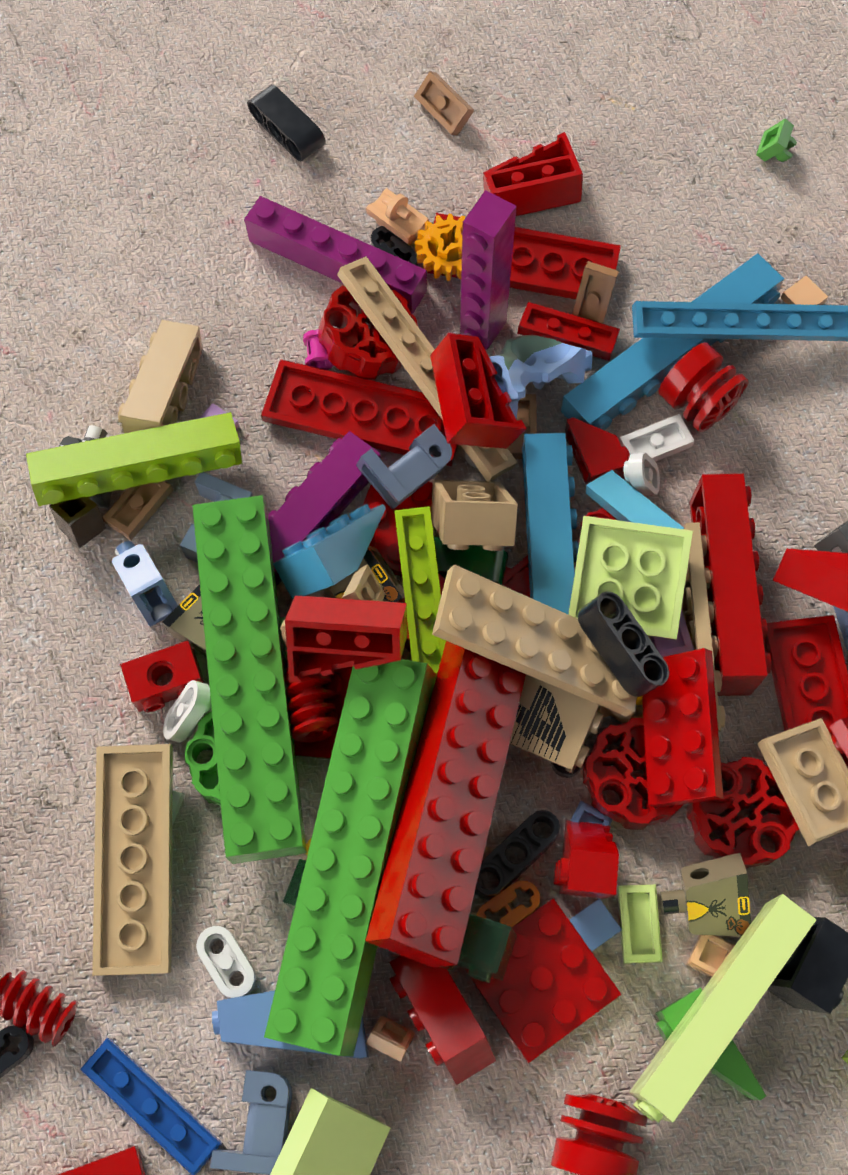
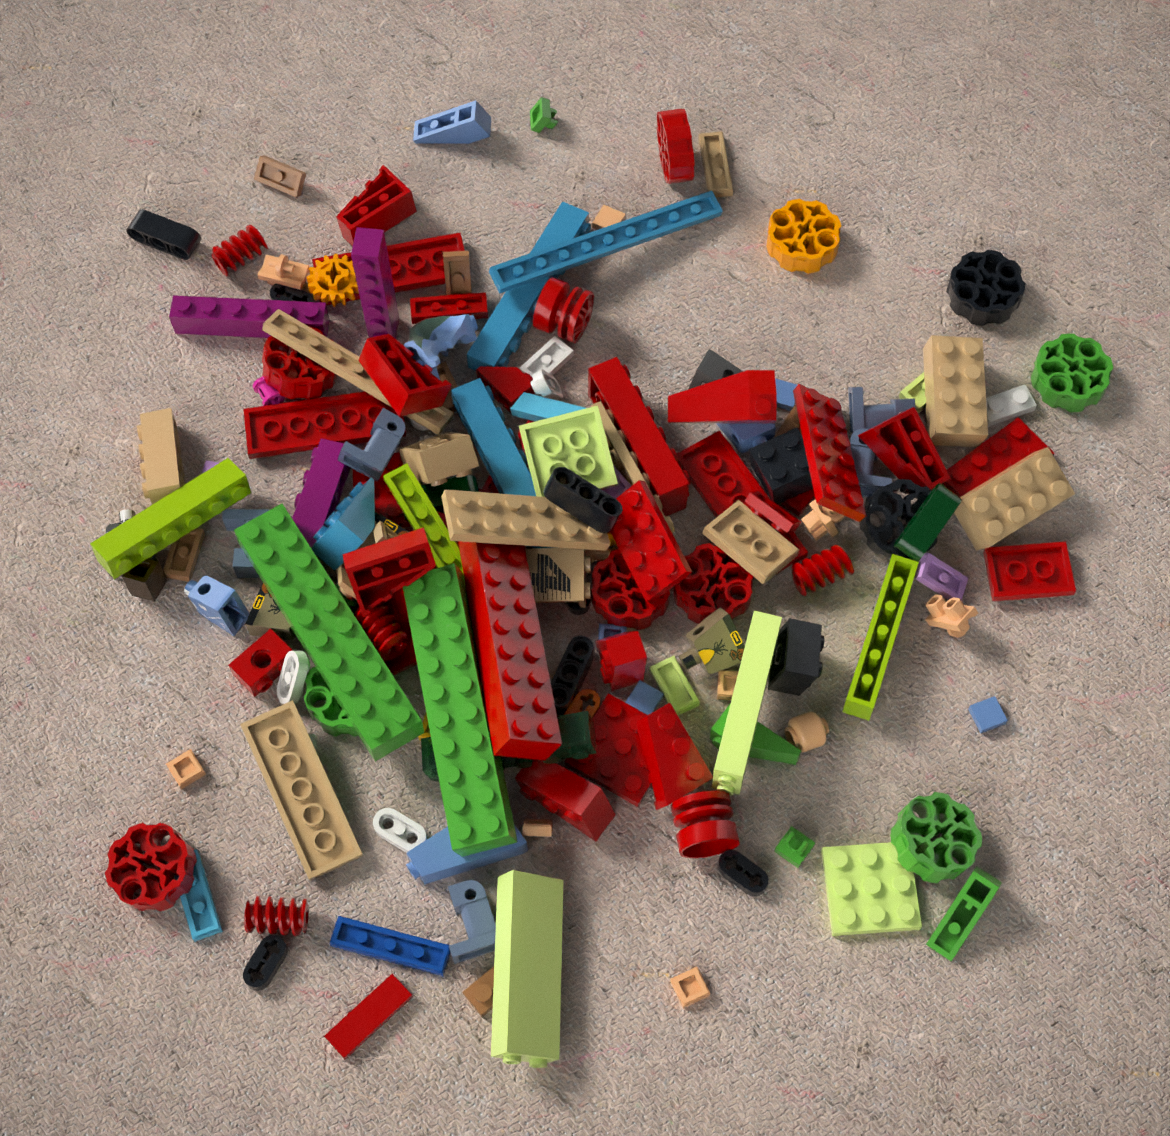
camera: 25 degrees left, 5 degrees down
(22, 767) = (186, 769): none -> light nougat tile
(358, 170) = (237, 249): none -> red piece
(594, 1030) = (671, 756): none -> red wedge
(669, 117) = (454, 126): none -> medium blue slope
(784, 1068) = (807, 731): none -> light nougat head

